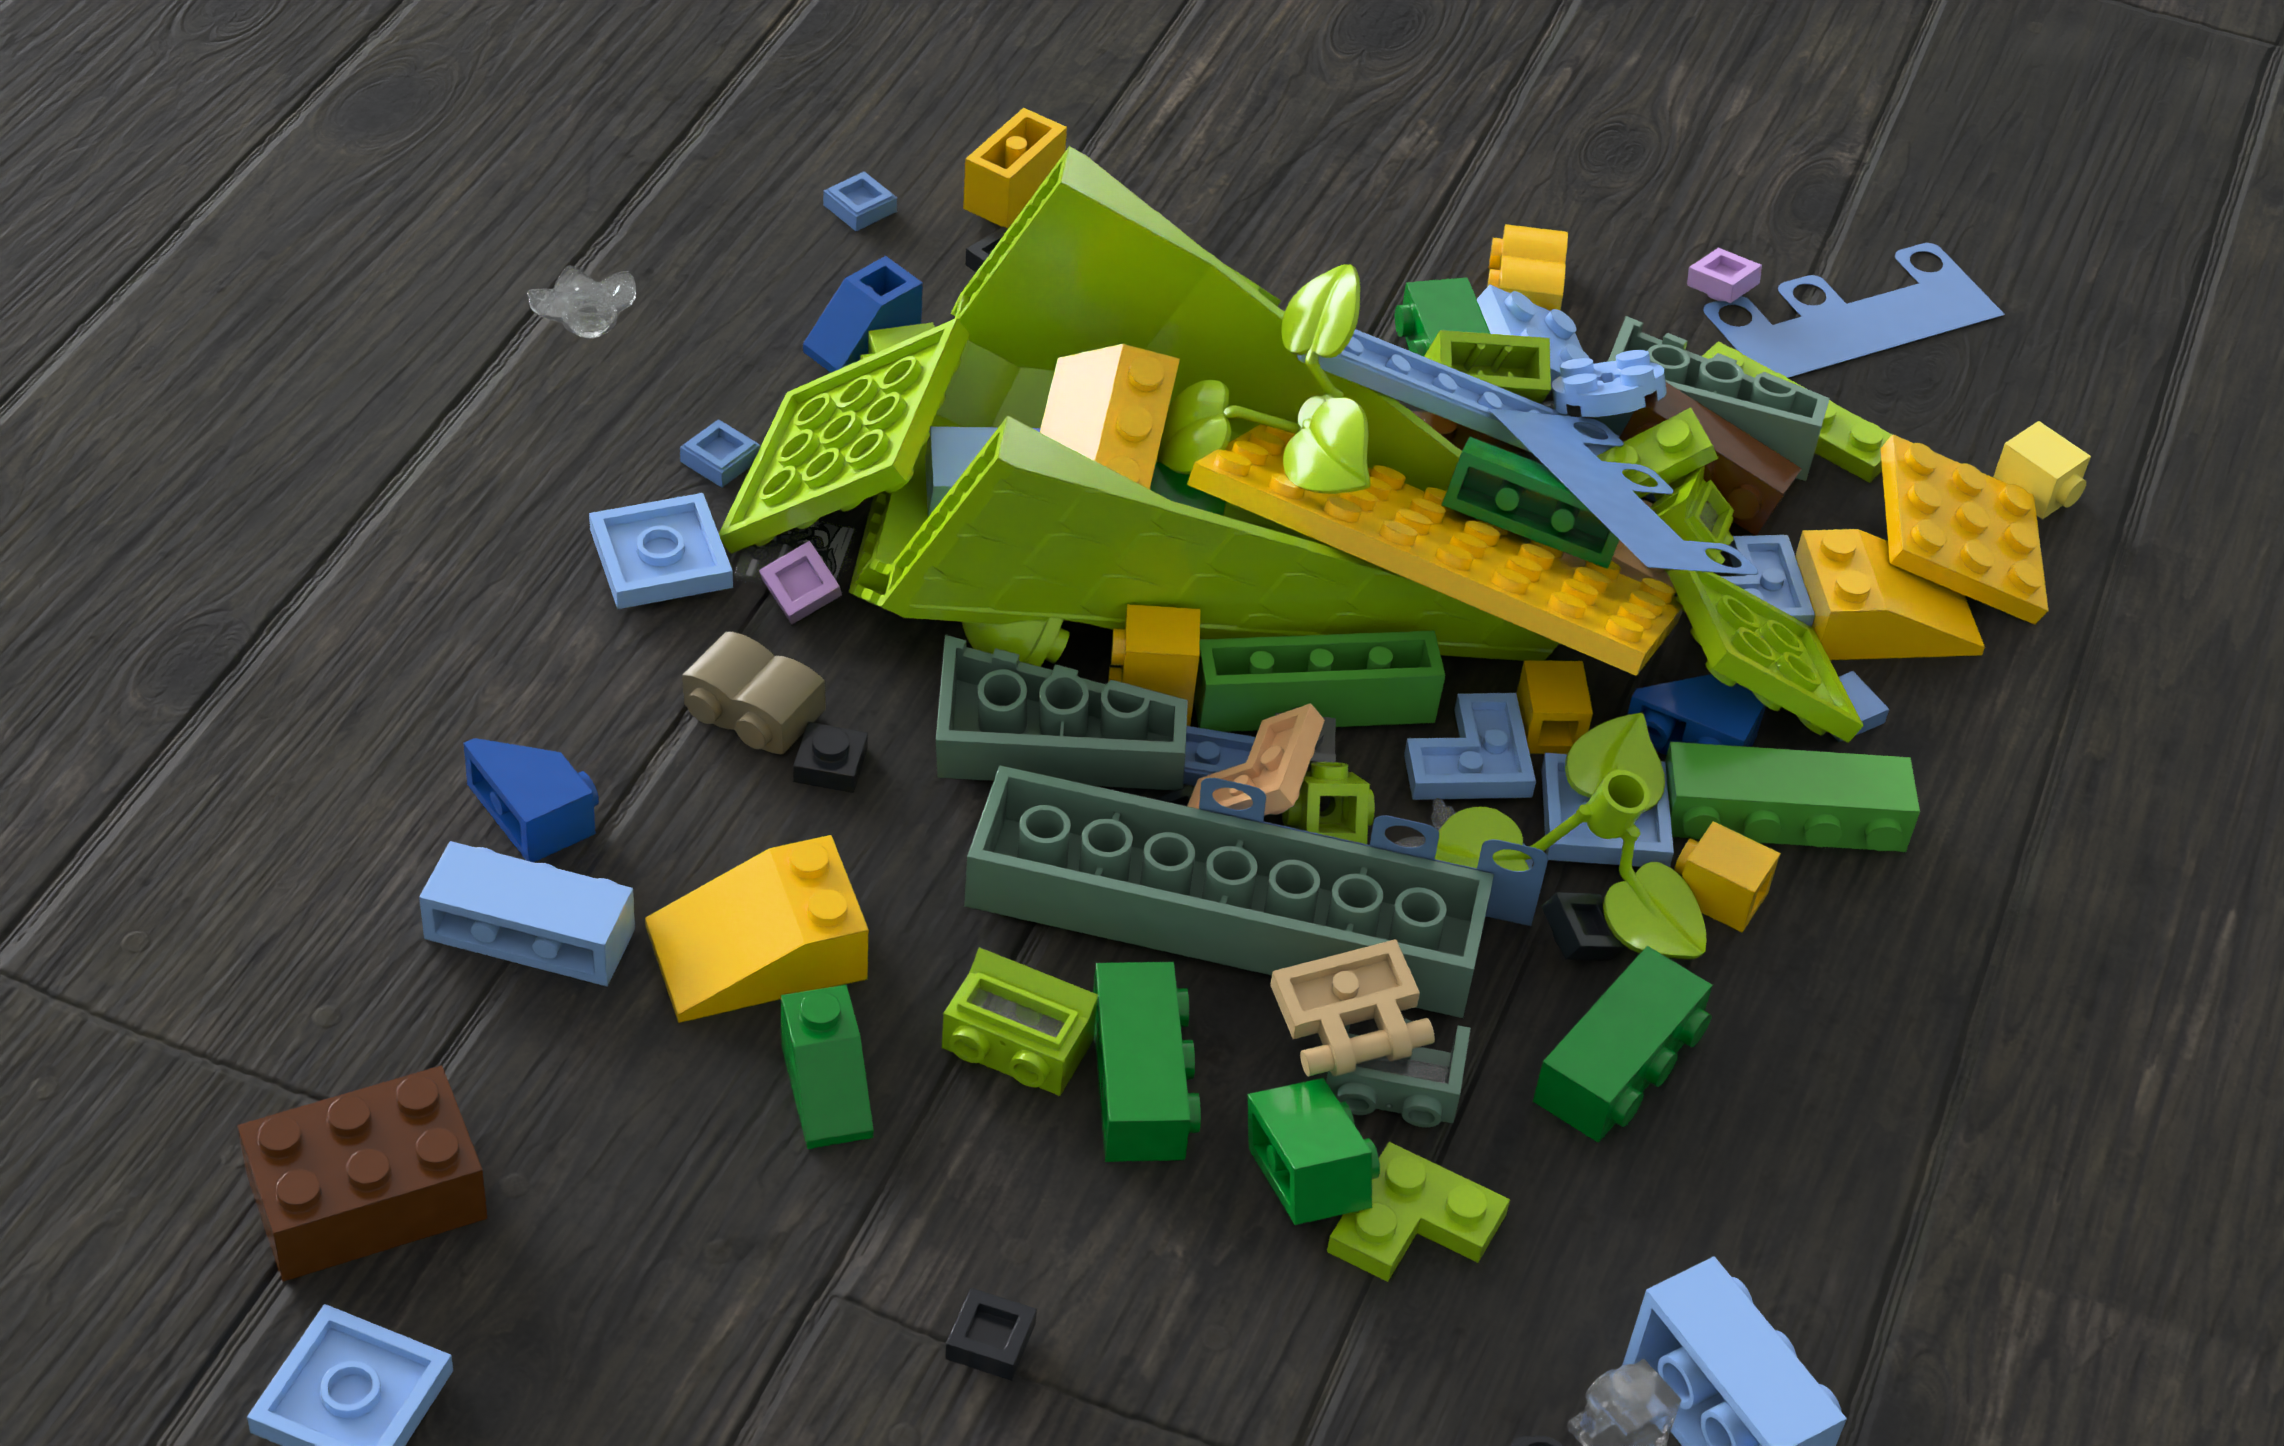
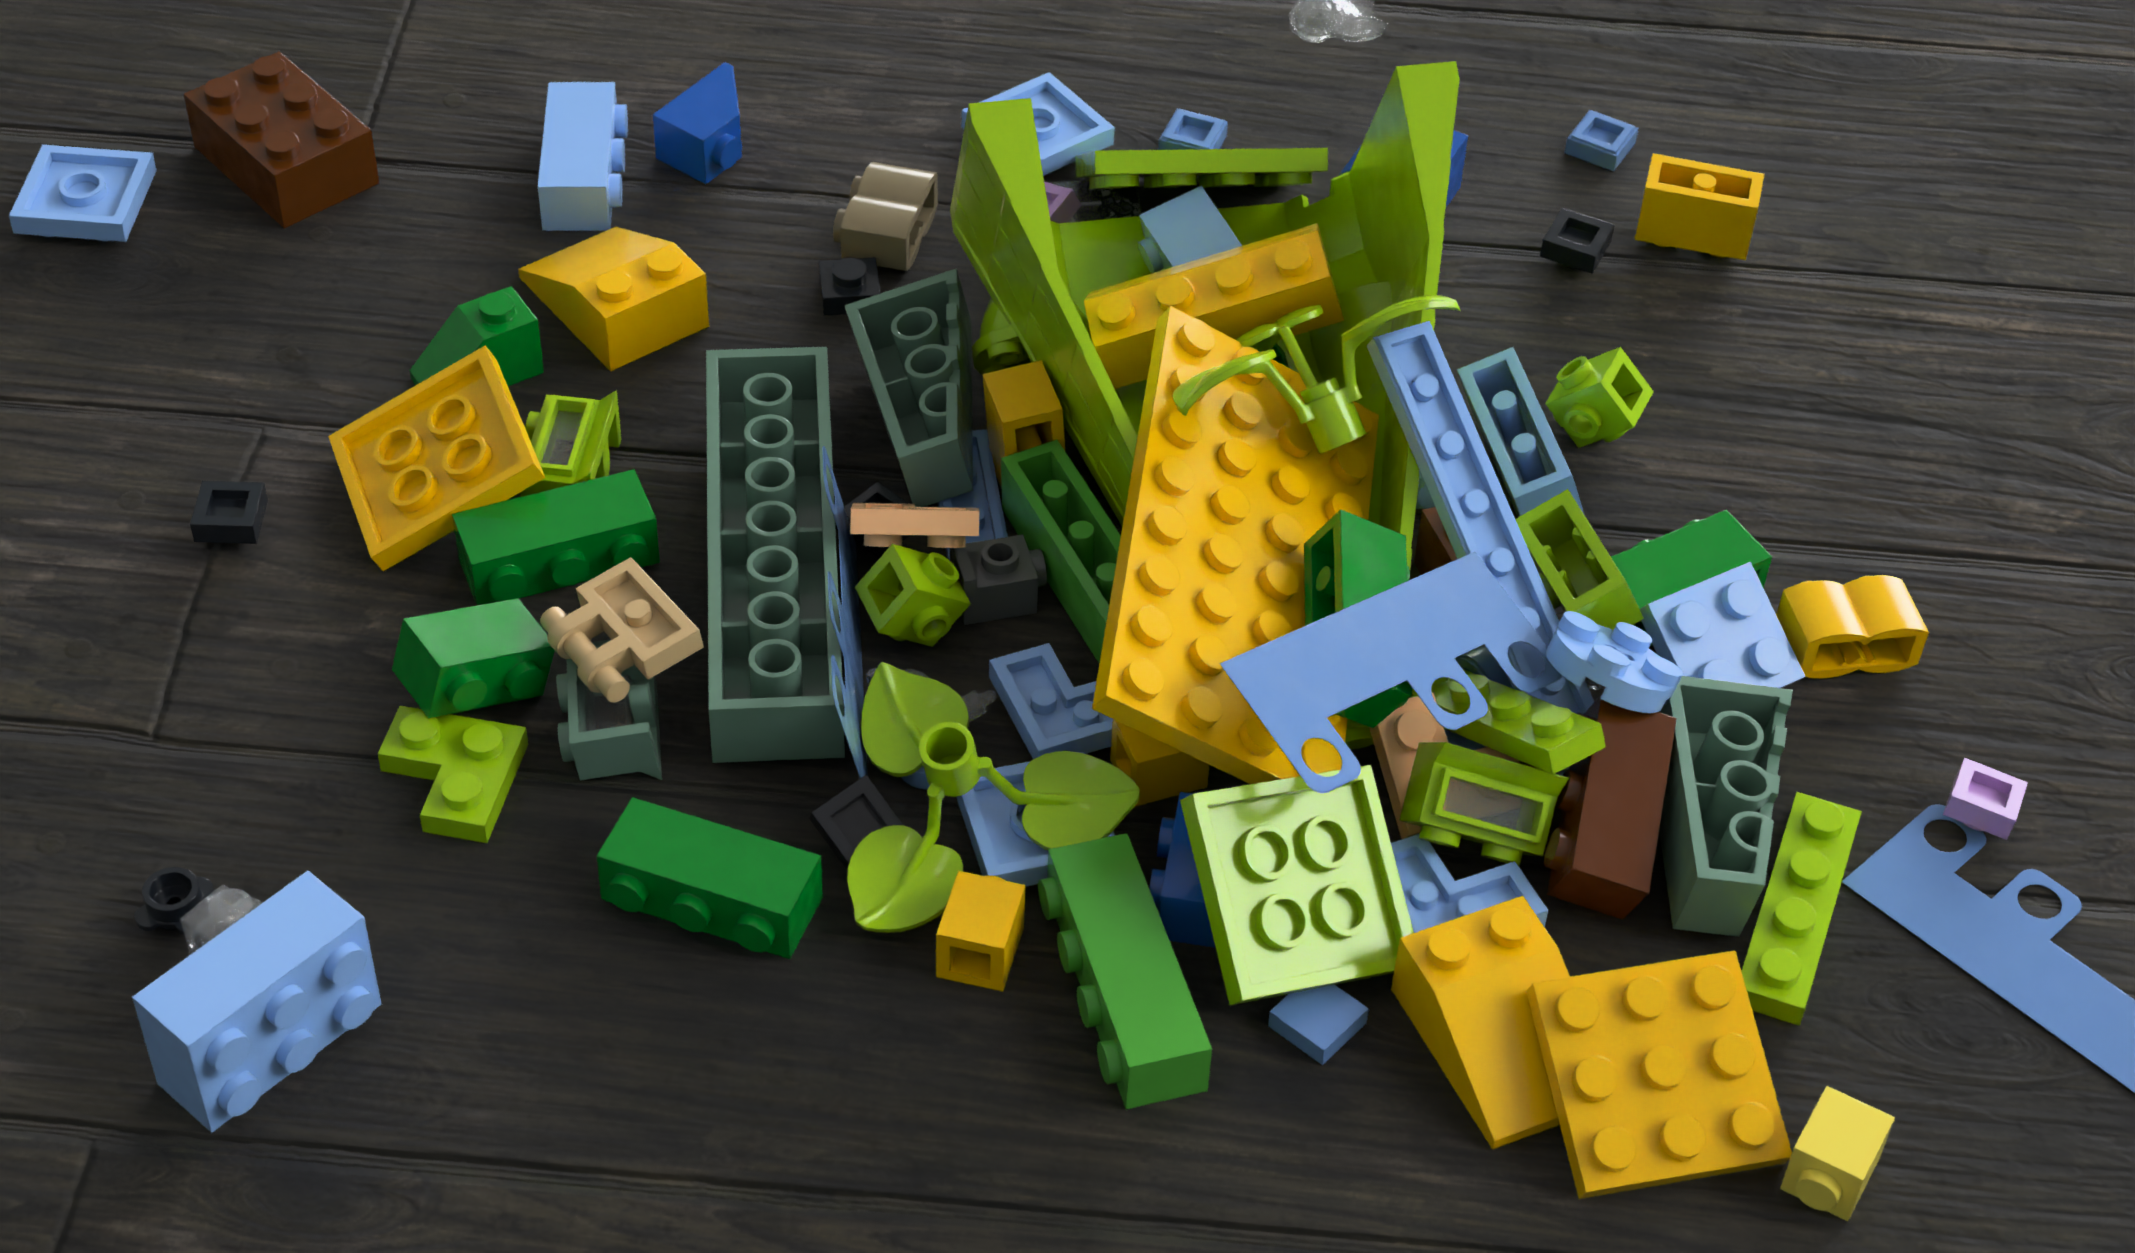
camera: 75 degrees right, 0 degrees up
(1006, 1124) = (433, 455): none -> yellow plate

